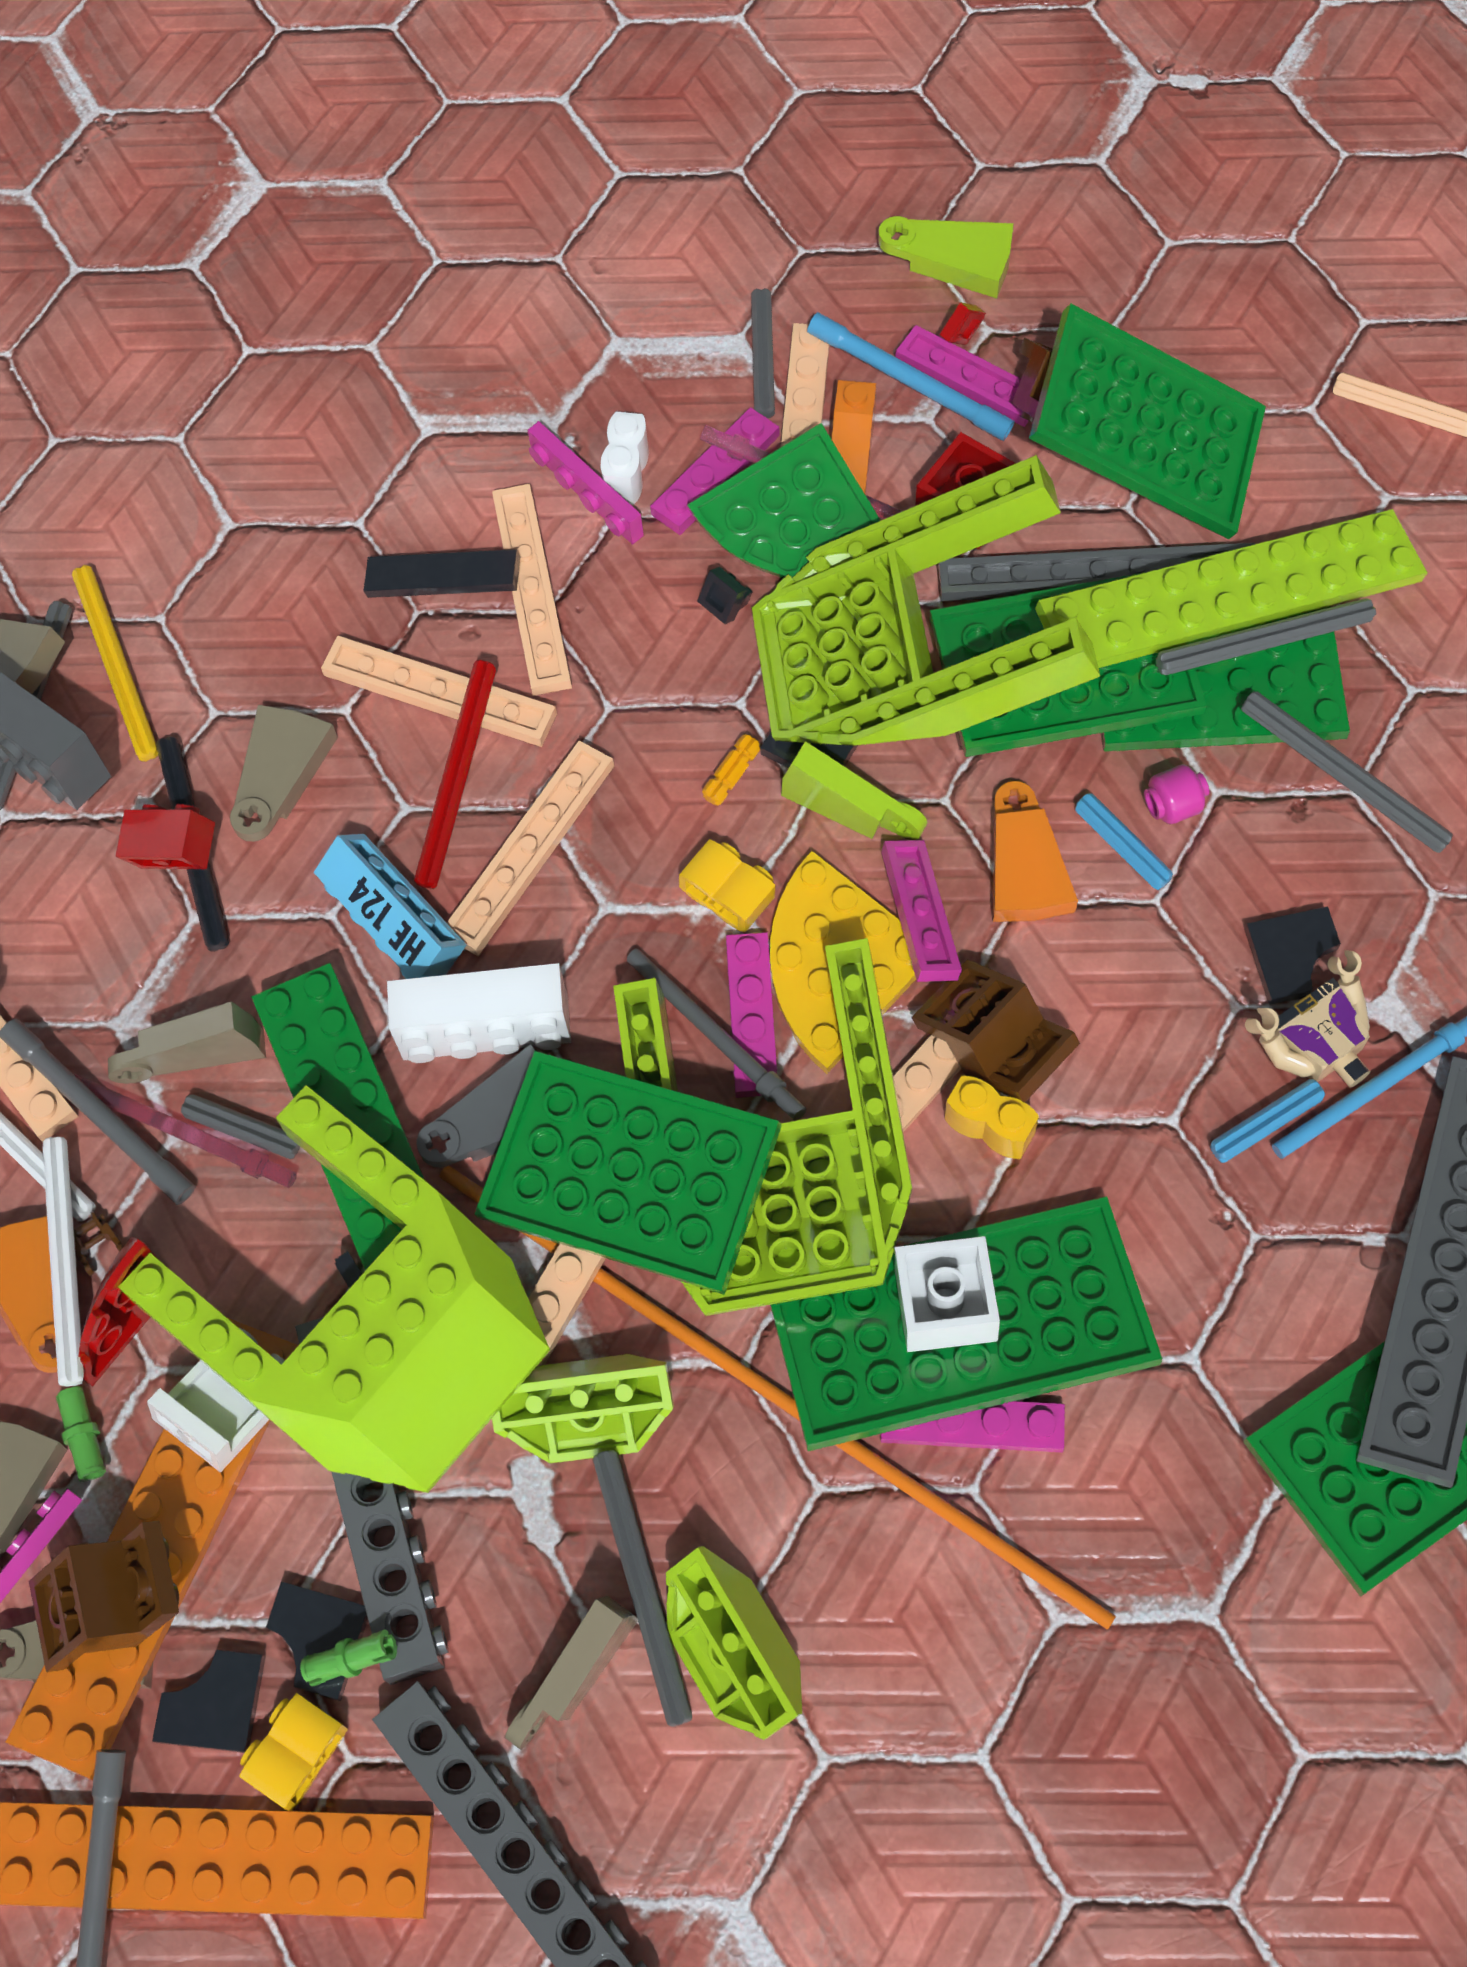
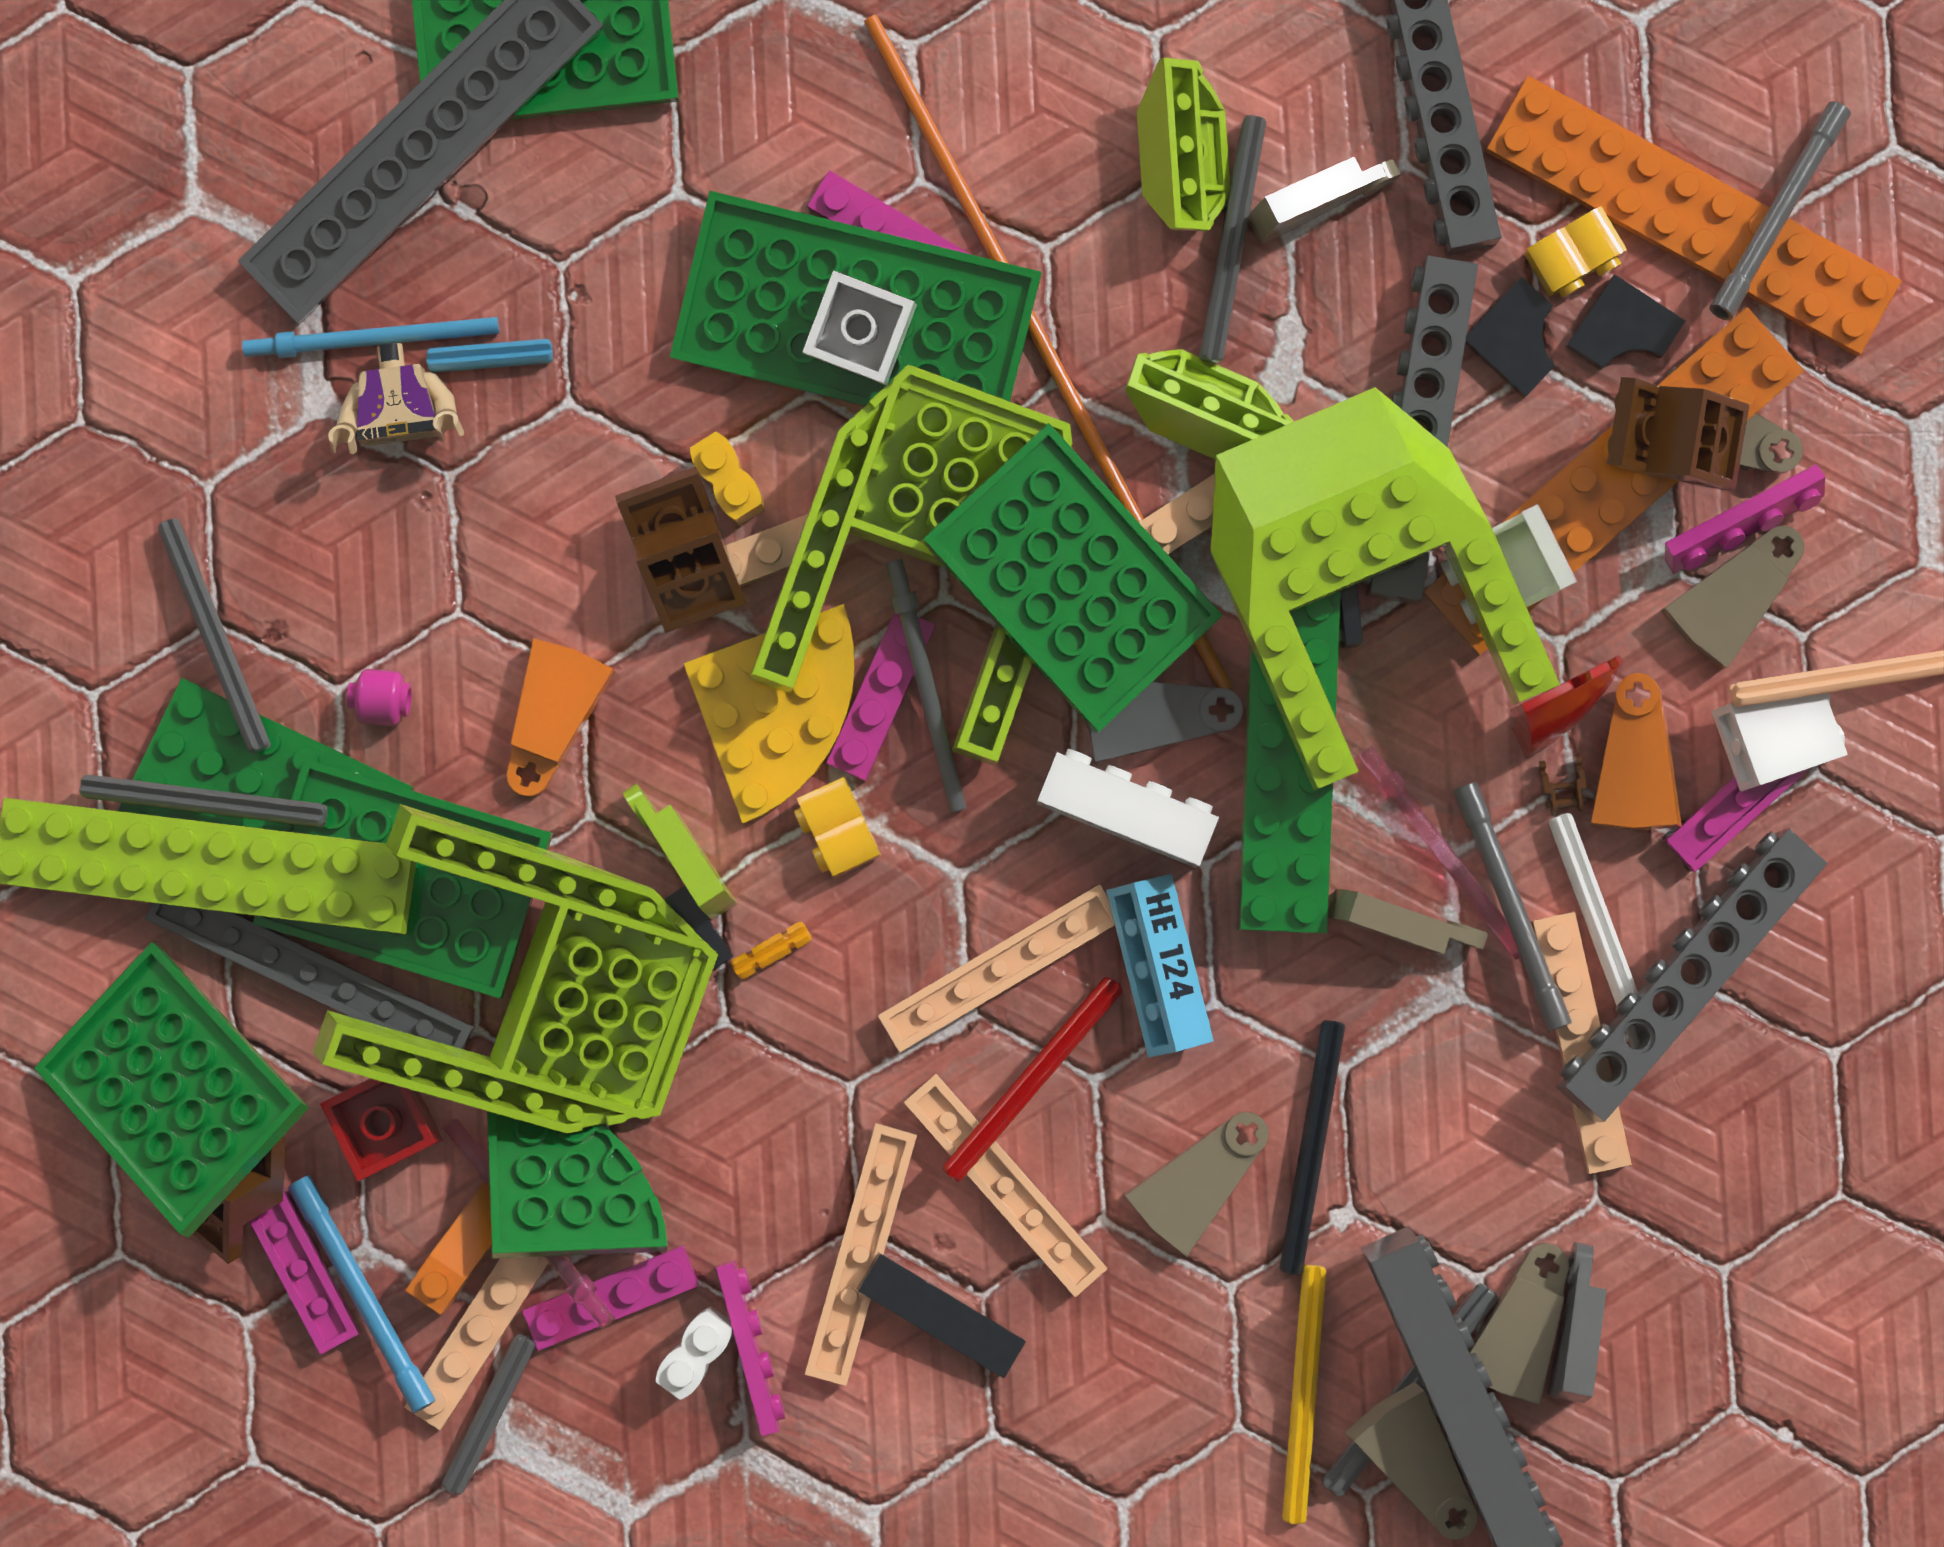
camera: 150 degrees left, 20 degrees up
(62, 1261) = (1597, 770): white axle -> none
(80, 1434) = (1643, 611): bright green pin -> none
(165, 838) = (1336, 1149): red brick -> none
(239, 1126) = (1388, 827): dark grey axle -> none
(348, 1658) = (1498, 294): bright green pin -> none
(723, 595) = (680, 1141): black tile -> none
(921, 911) = (679, 703): dark pink plate -> none
(952, 251) = (226, 1429): lime piece -> none
(963, 323) = (273, 1326): red tile -> none
(1123, 841) = (453, 682): dark azure axle -> none
(1288, 949) = (373, 499): black tile -> none

